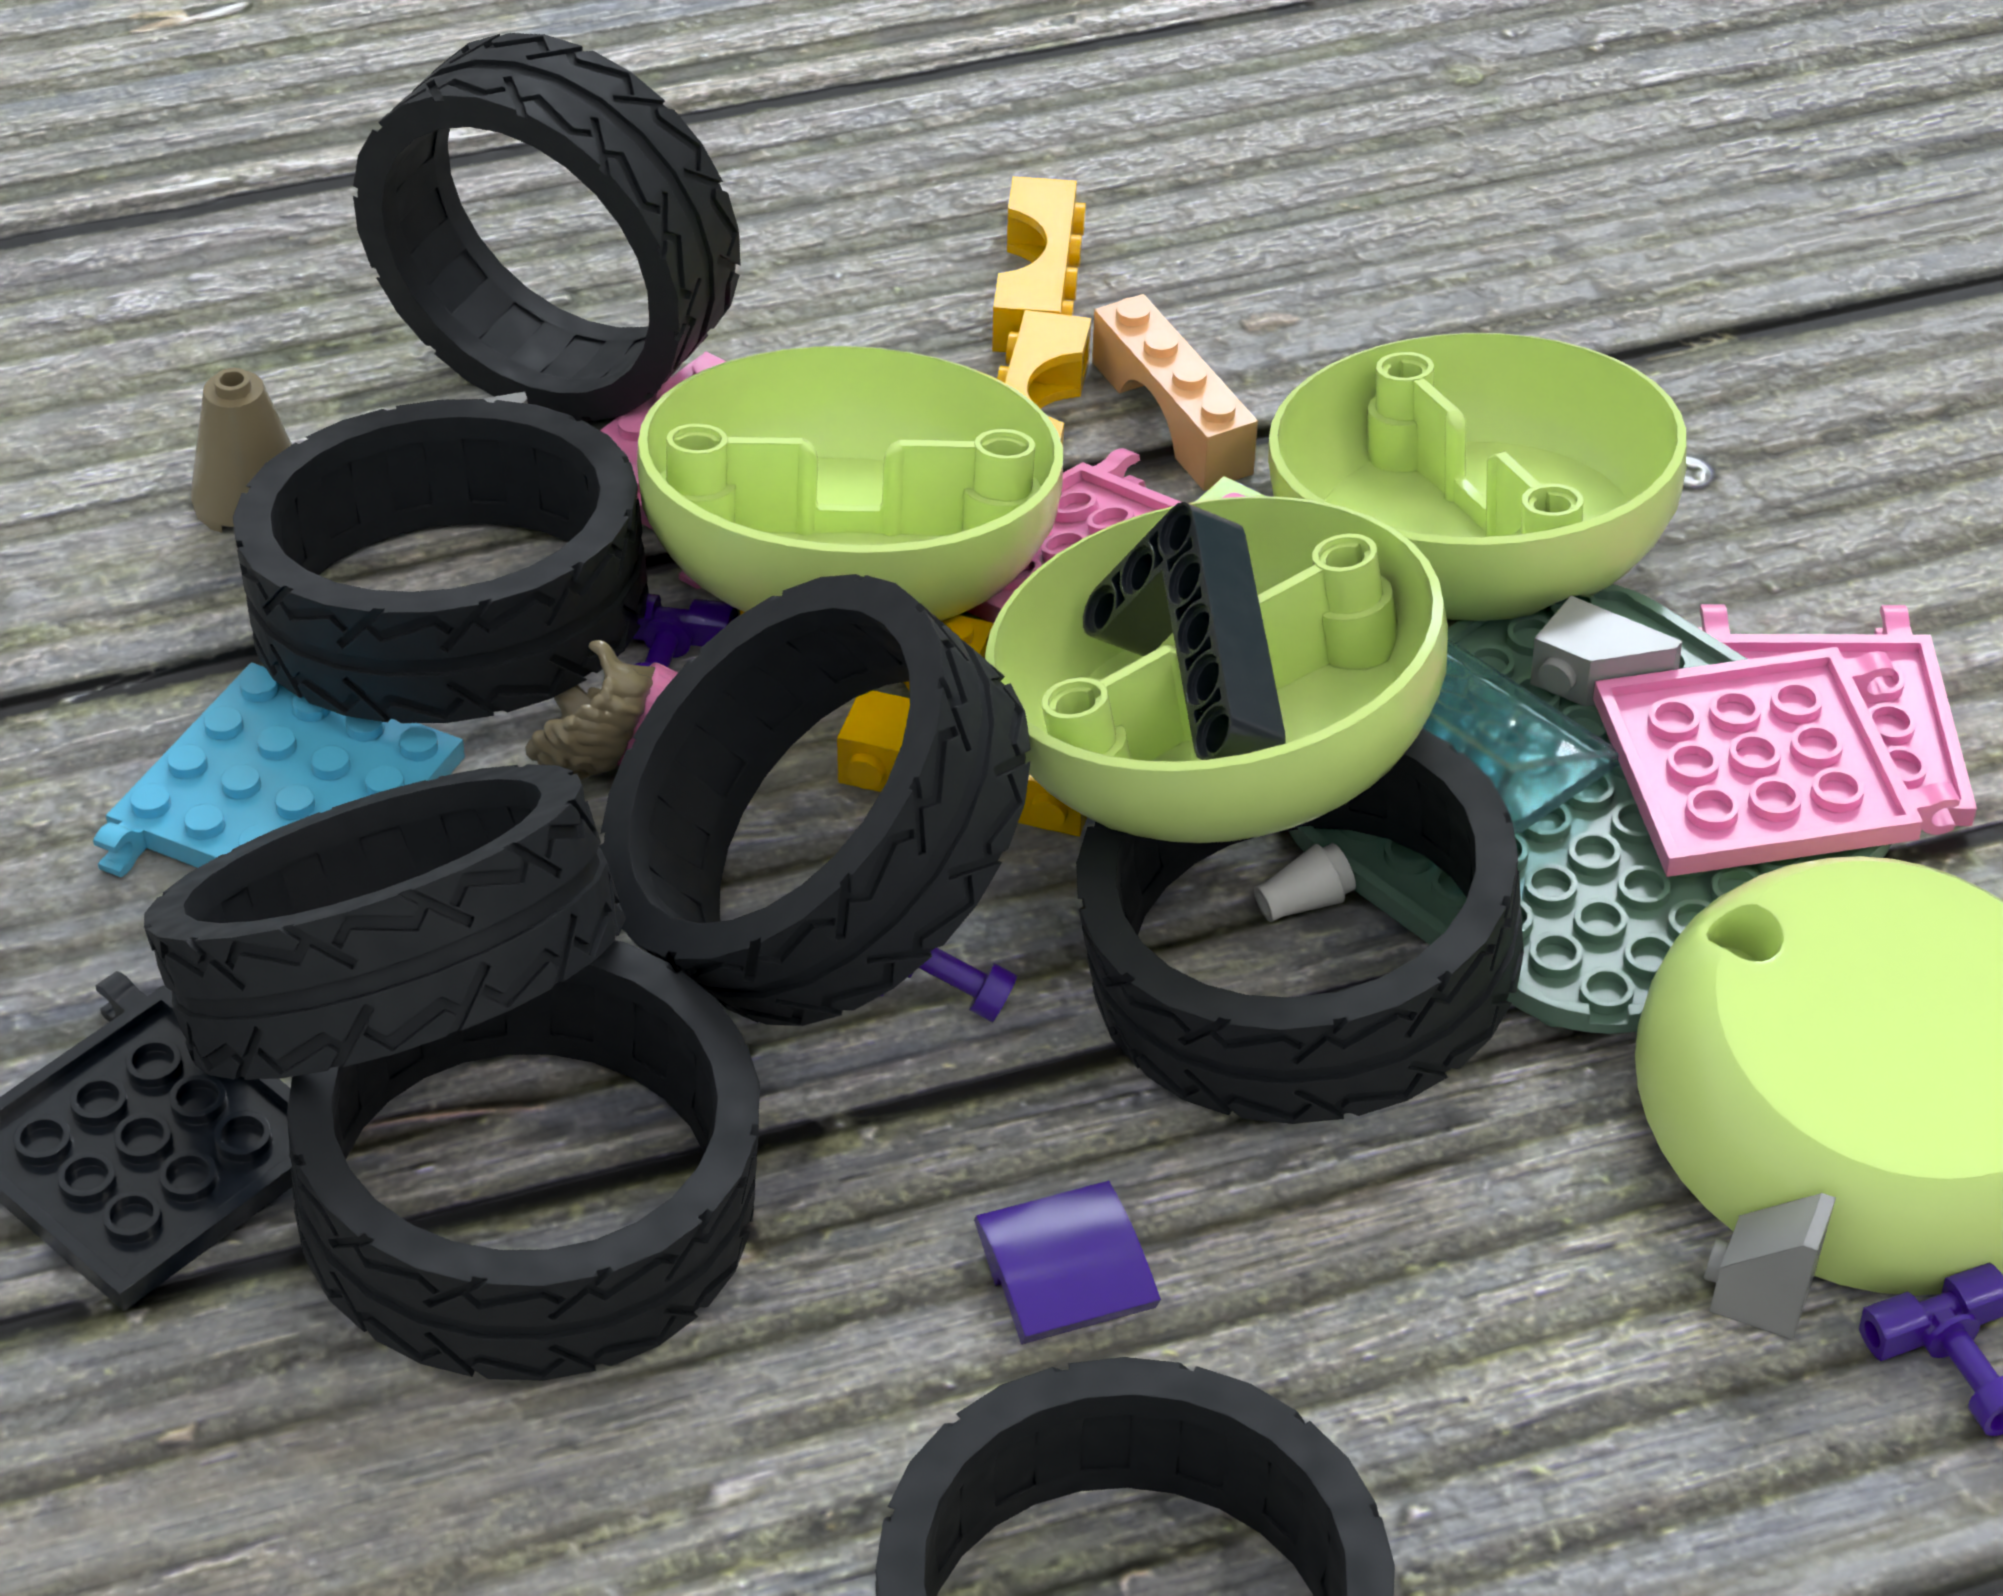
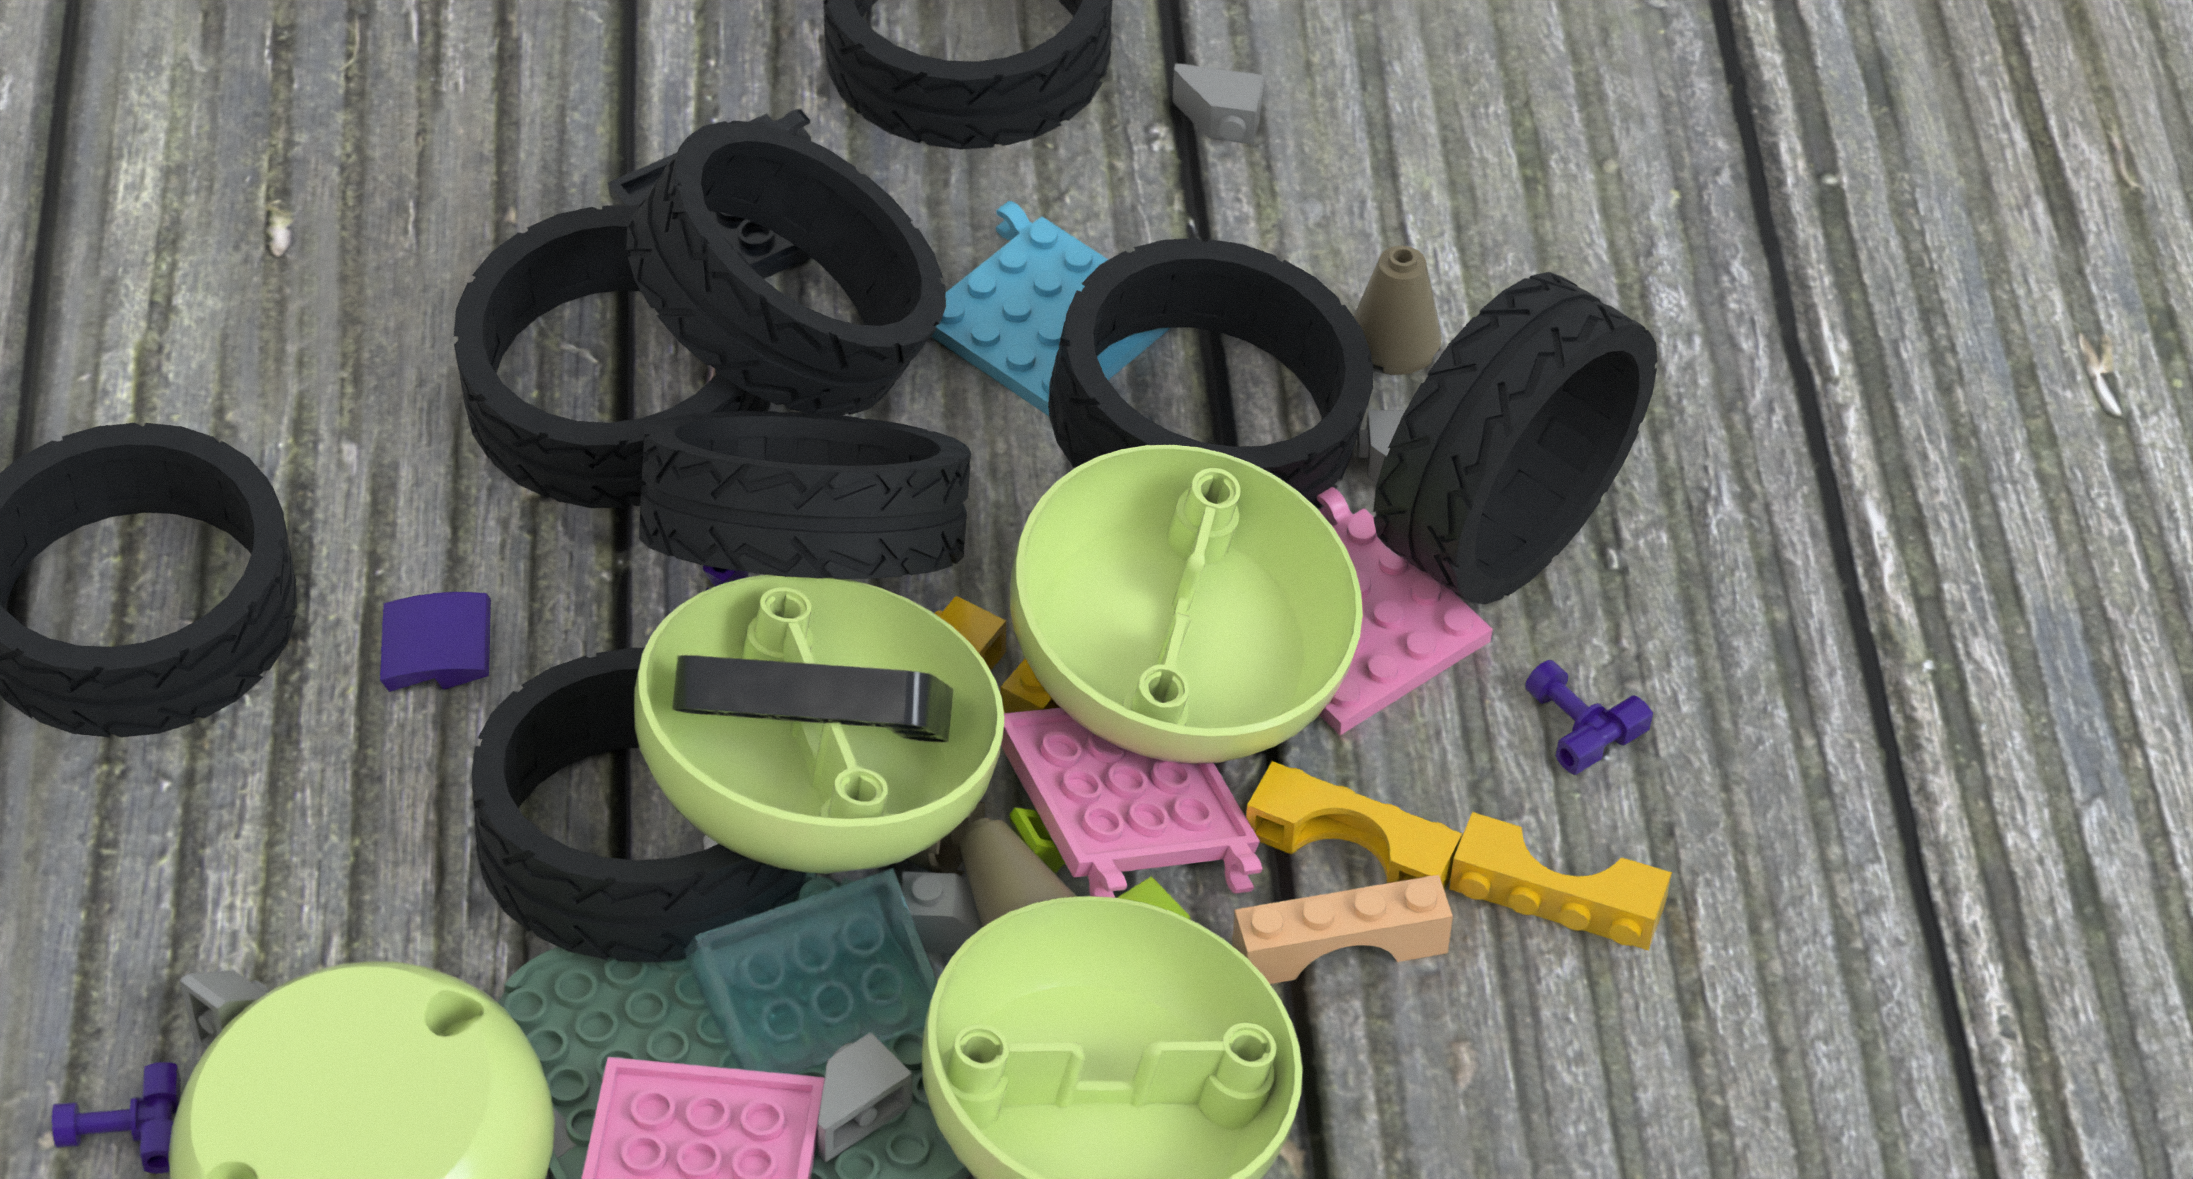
camera: 105 degrees right, 5 degrees up
(599, 724) = (1015, 470): dark tan hair -> none
(812, 271) = (1593, 725): none -> dark purple bar

